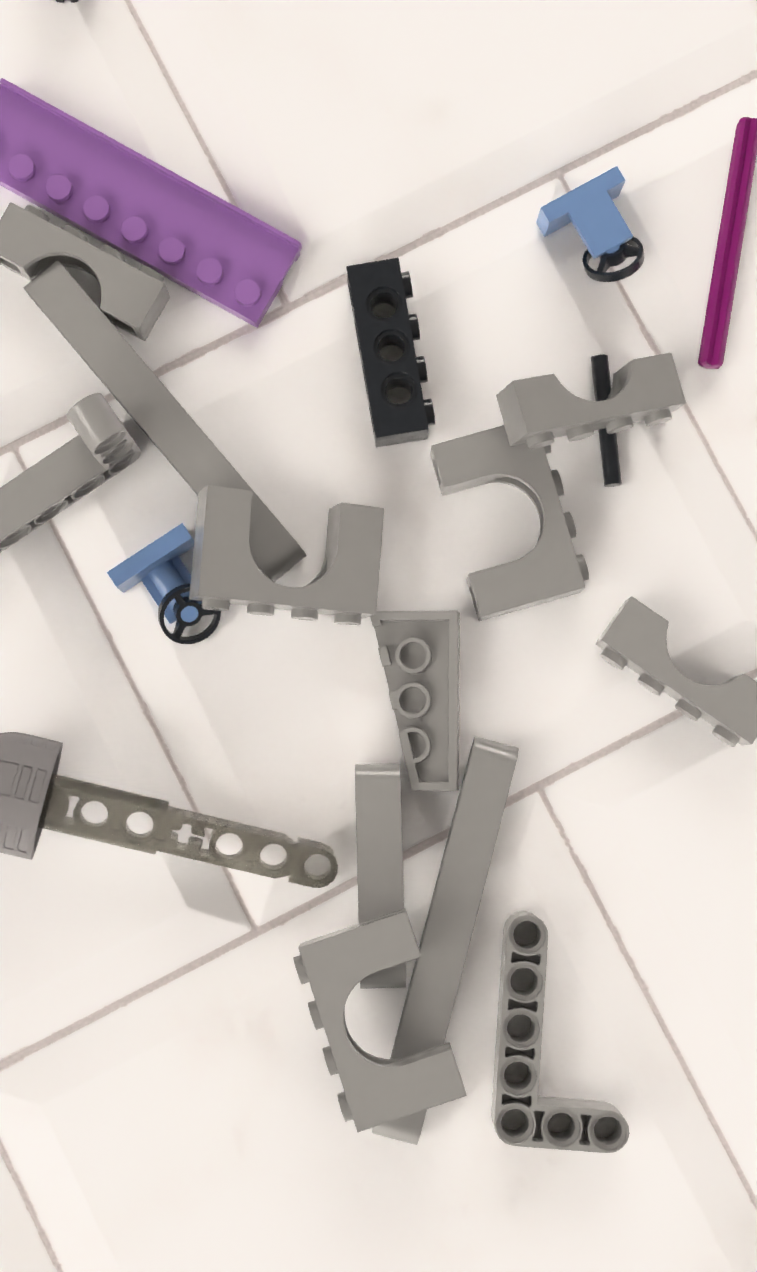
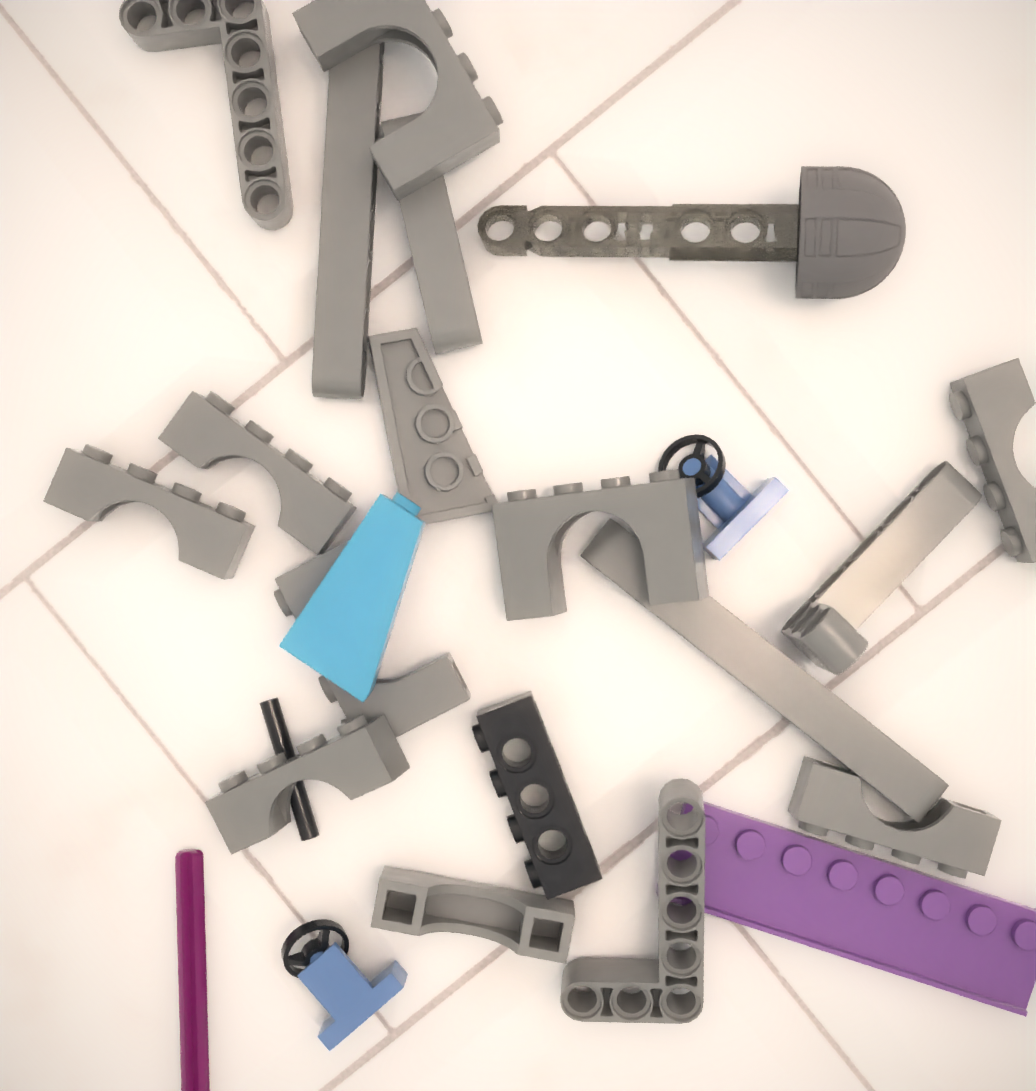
camera: 170 degrees right, 5 degrees up
(285, 213) = (675, 925): none -> light grey beam
(426, 246) = (433, 903): none -> light grey arch
(518, 541) = (357, 602): none -> medium azure slope
(619, 733) = (208, 435): none -> light grey arch

